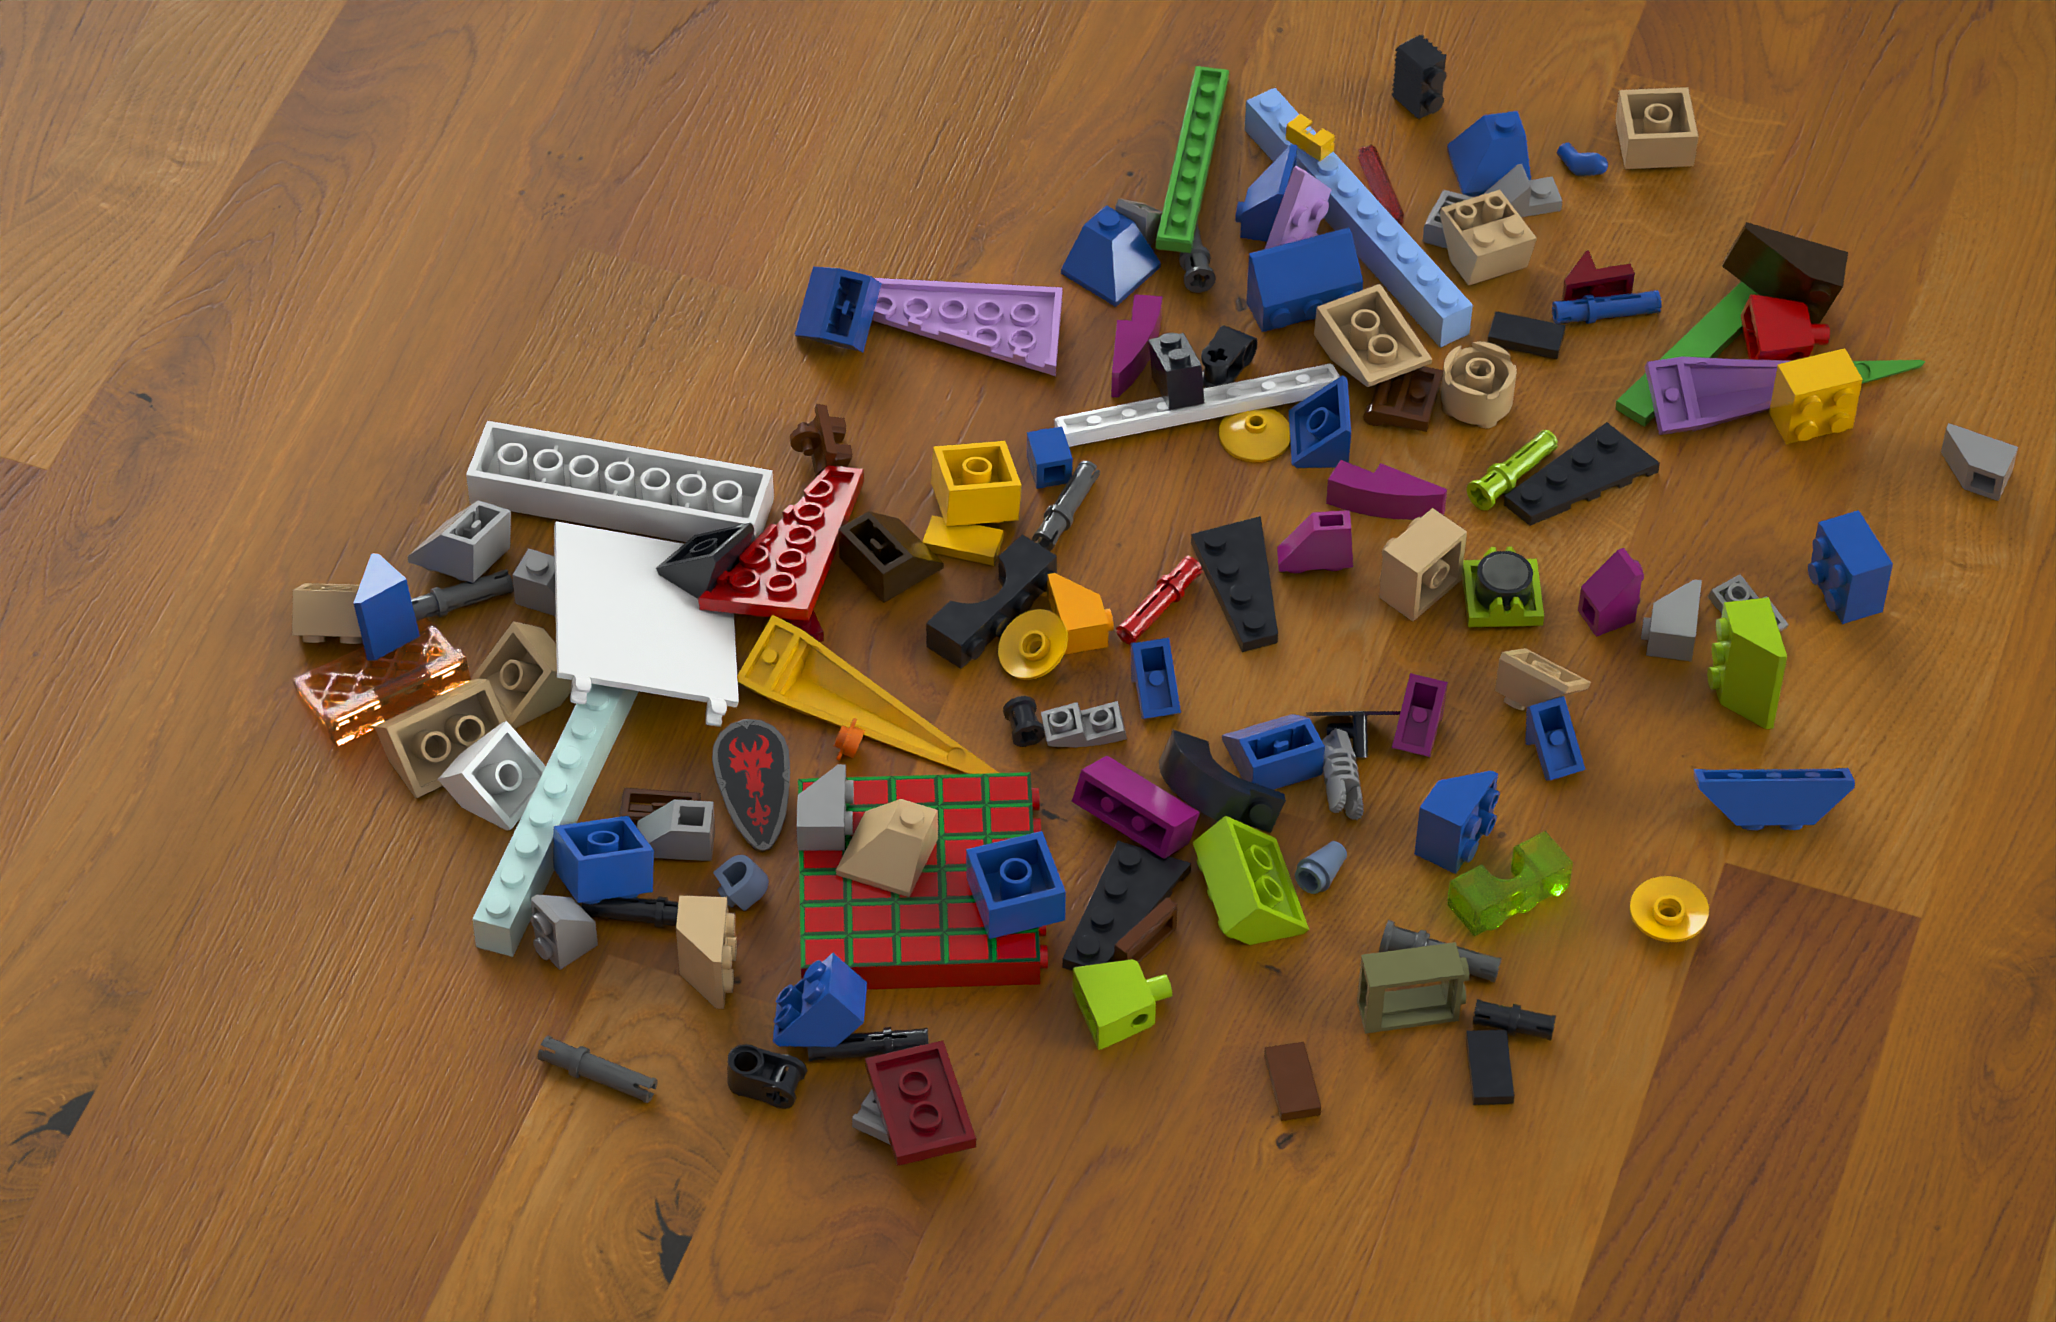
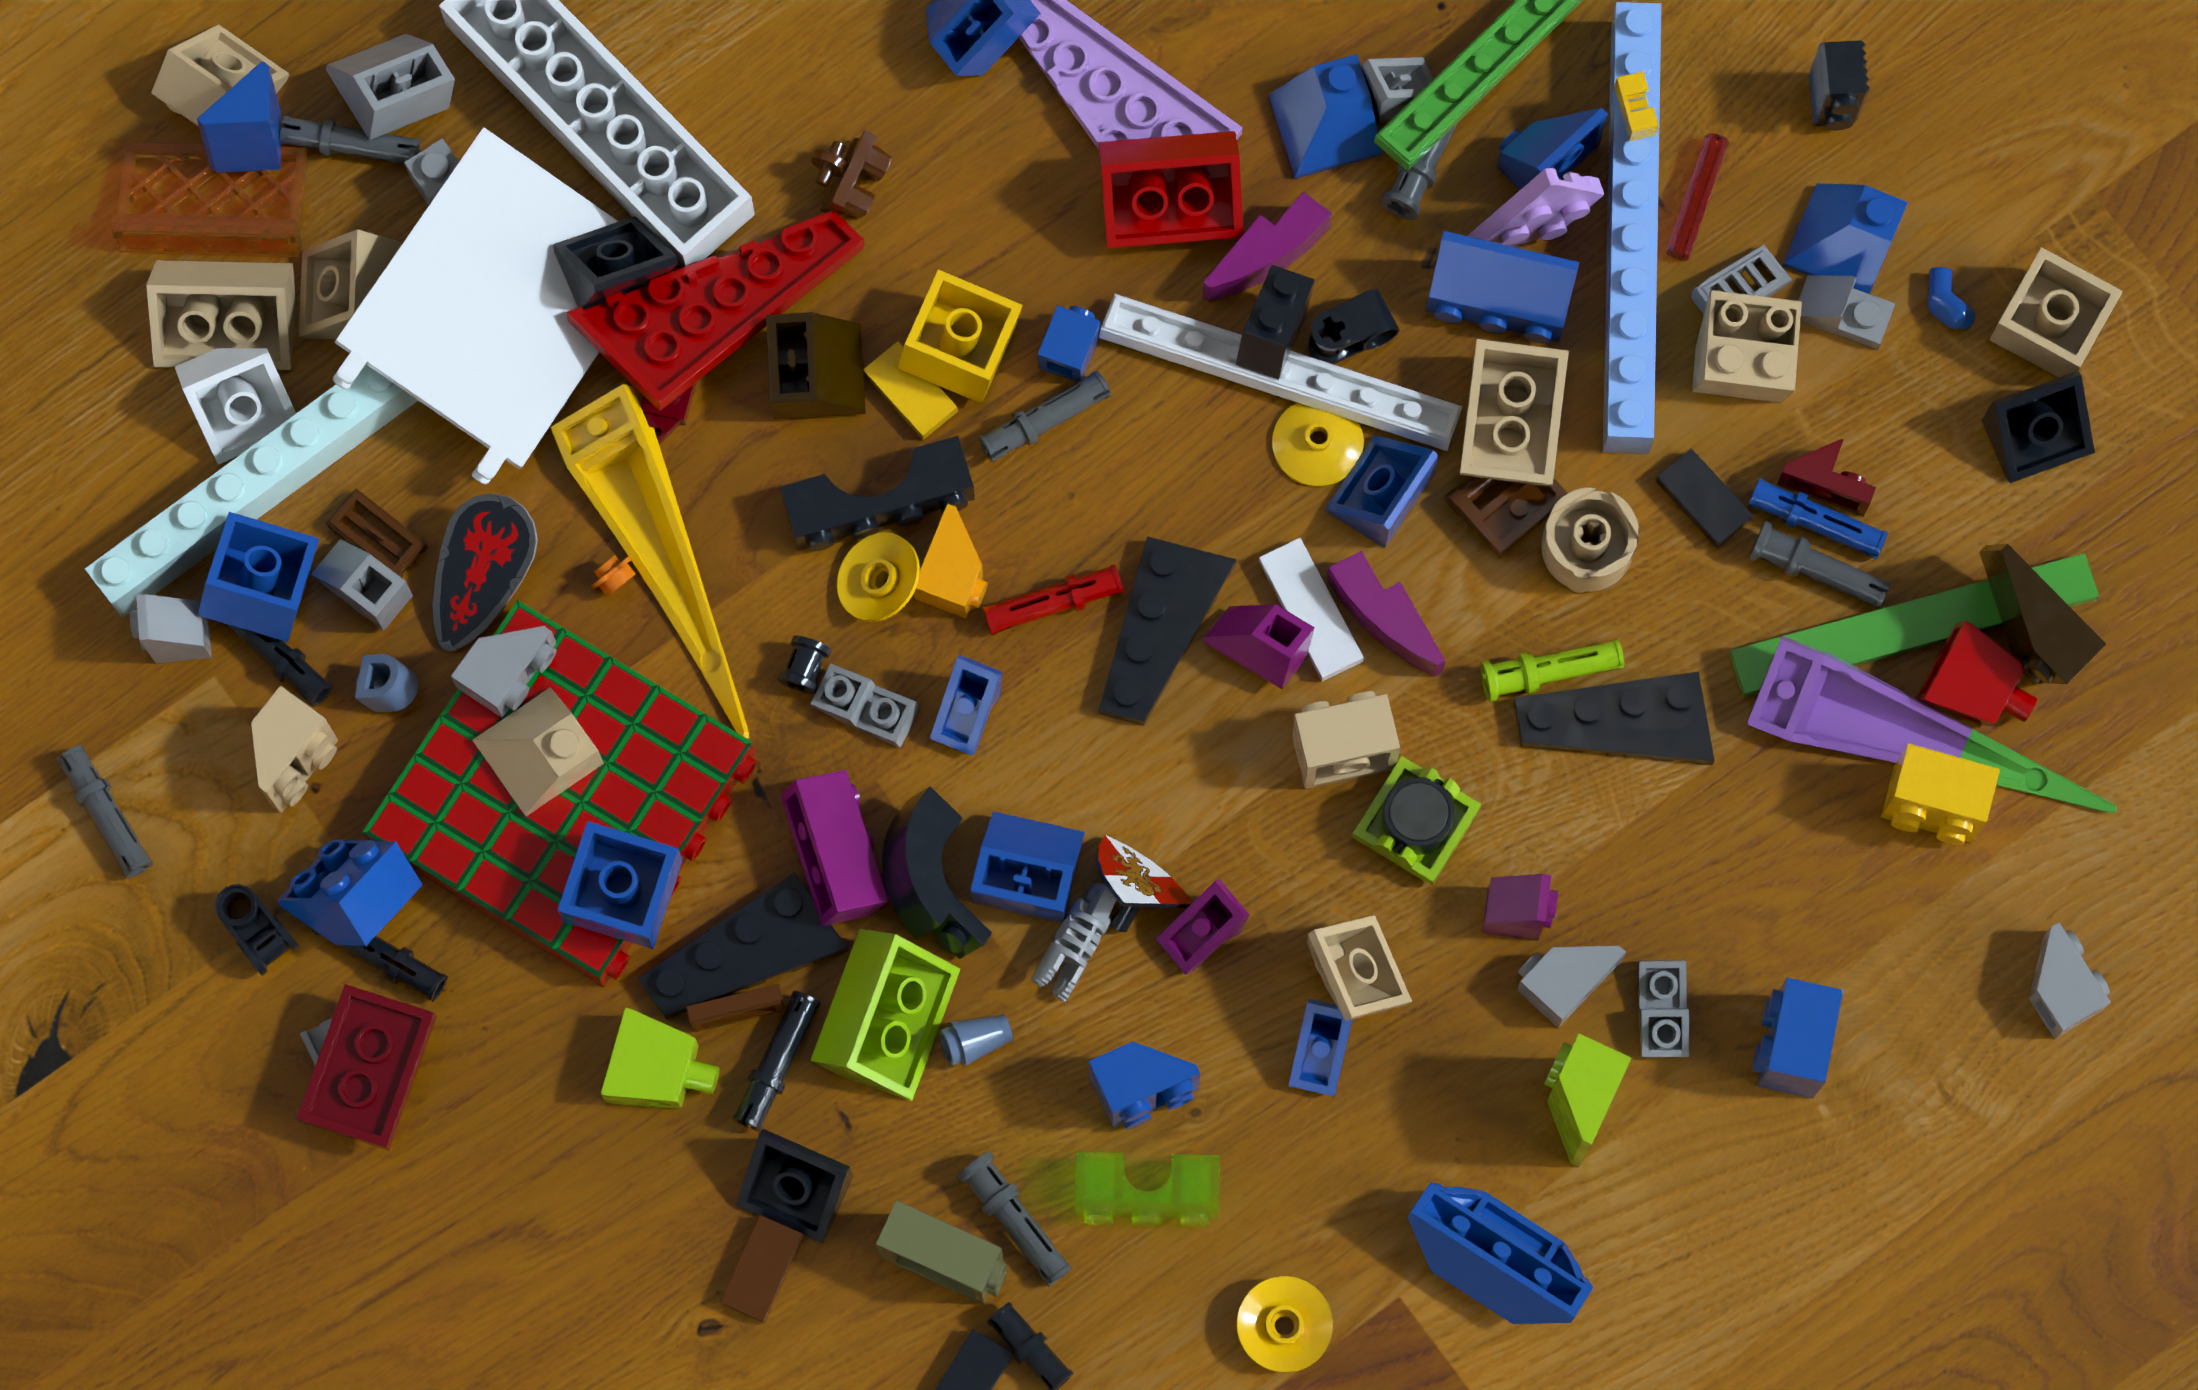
camera: 35 degrees right, 25 degrees up
(1048, 333) = (1171, 189): none -> red slope
(1201, 966) = (769, 1076): none -> black pin
(1273, 1009) = (794, 1185): none -> black slope
(1299, 503) = (1307, 597): none -> white tile
(1614, 332) = (1797, 557): none -> dark grey pin
(1696, 190) = (2040, 427): none -> black slope

